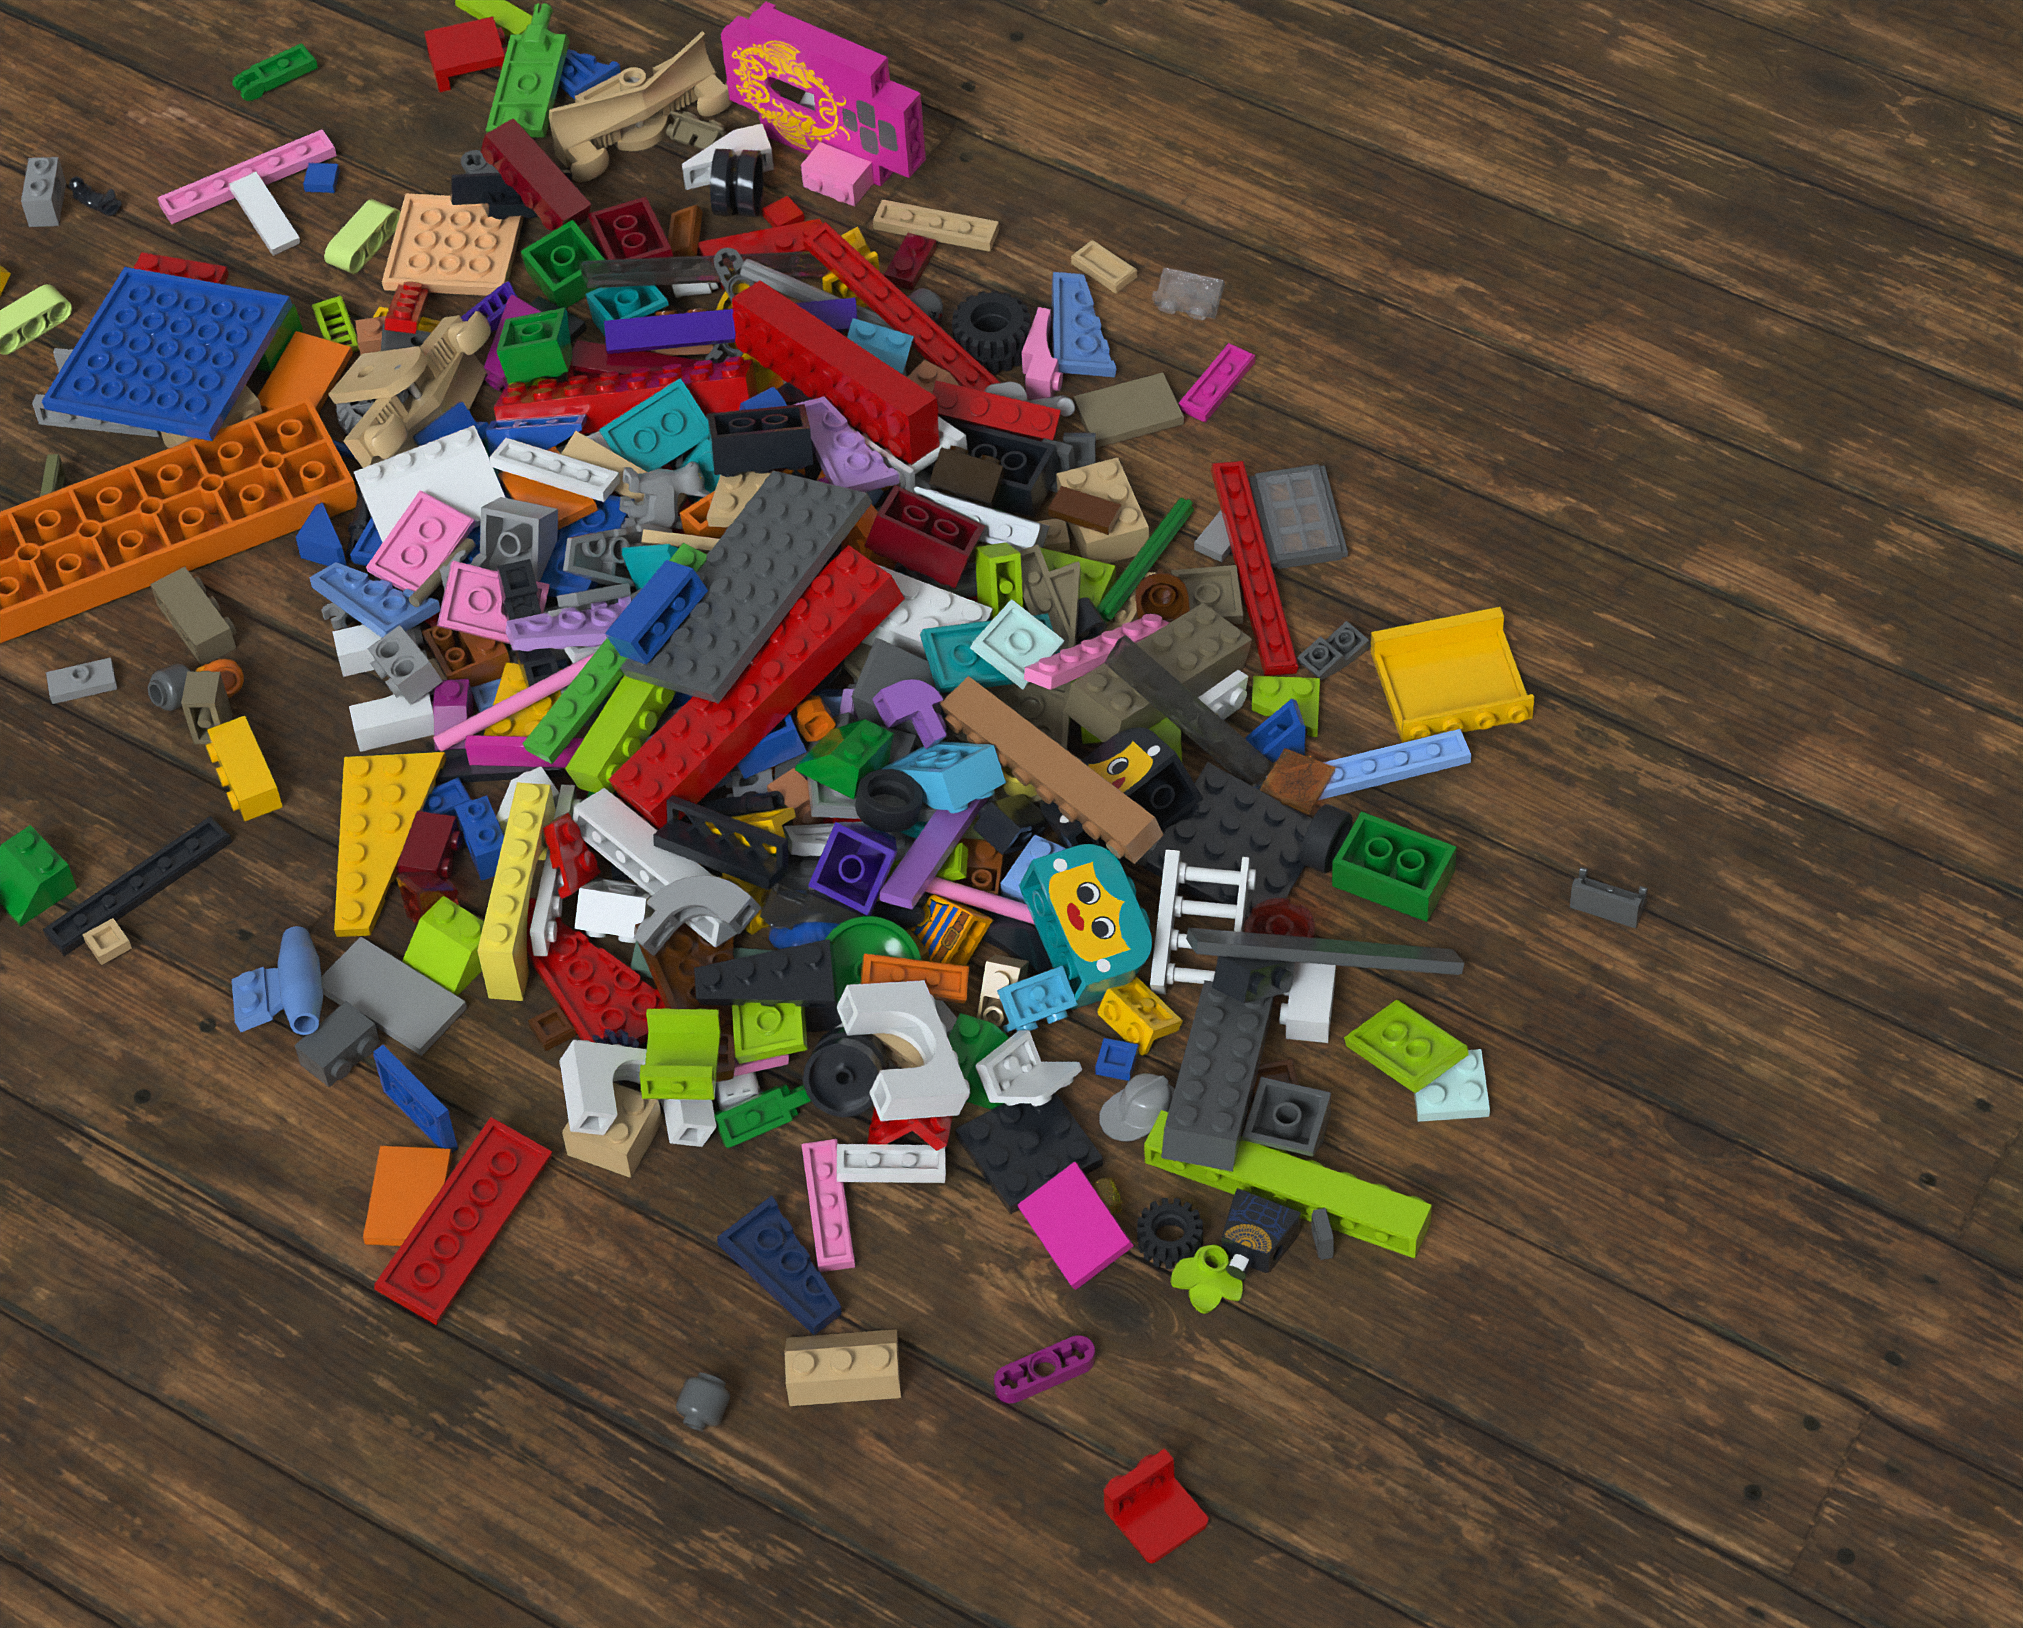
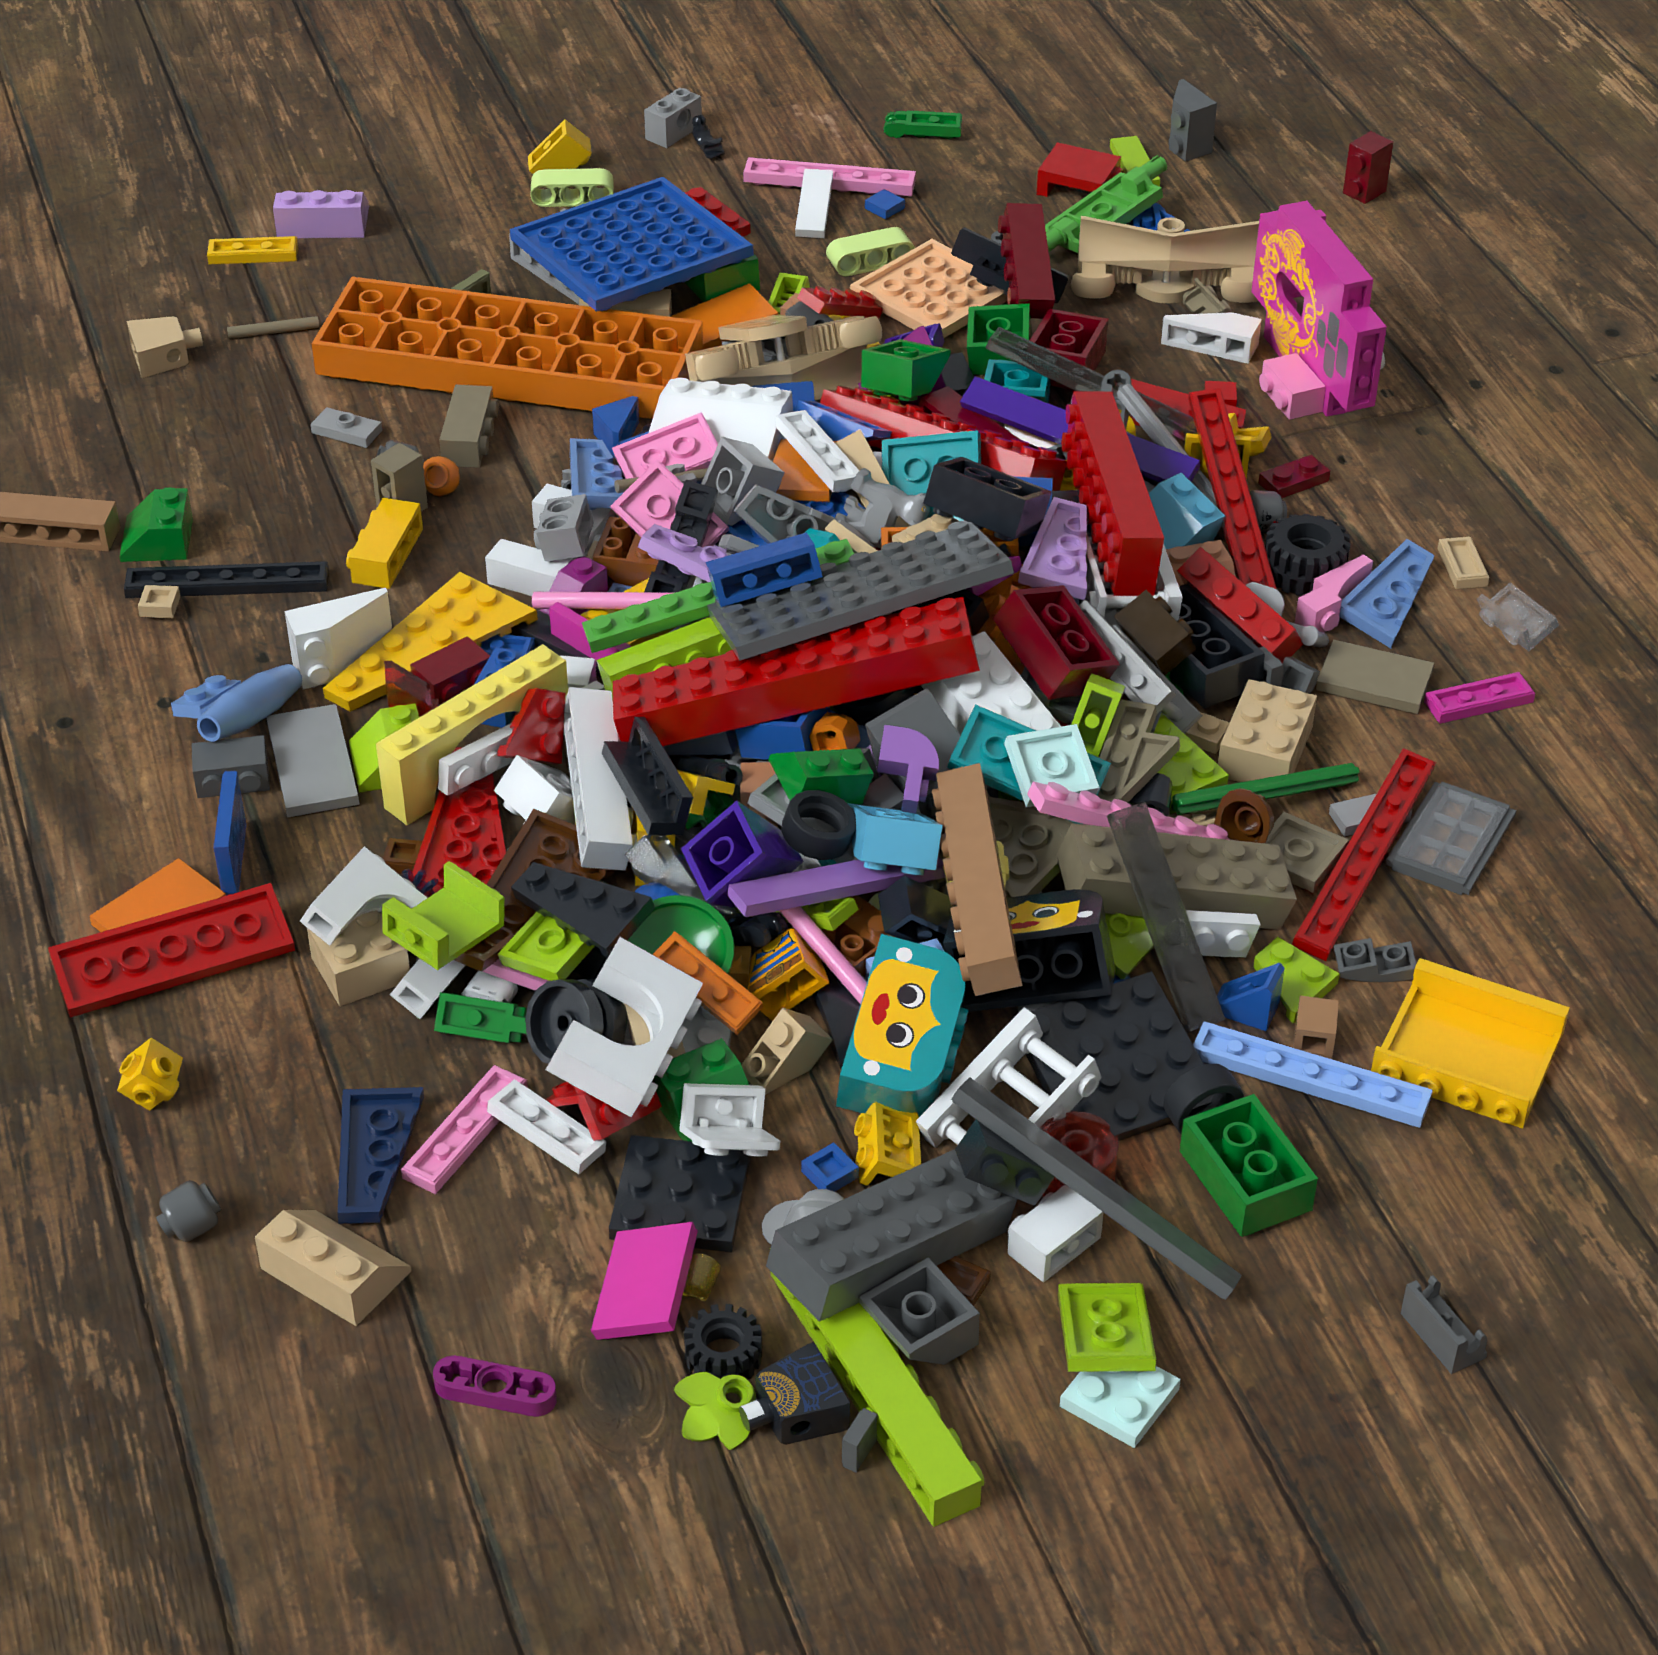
camera: 35 degrees right, 10 degrees down
(306, 881) = (336, 633): none -> white slope
(562, 1324) = (150, 1074): none -> yellow brick
(685, 231) = (1129, 361): dark orange tile -> none
(690, 899) = (571, 803): light grey arch -> none
(736, 182) = (1196, 346): black wheel -> none
(936, 224) = (1342, 461): tan plate -> none
(1037, 998) = (800, 1071): medium azure bracket -> none
(1084, 510) = (1239, 714): reddish brown tile -> none
(1153, 1507) = (454, 1571): red bracket -> none
(1297, 780) = (1229, 1039): clear orange piece -> none
(1342, 731) = (1316, 1026): none -> medium nougat brick

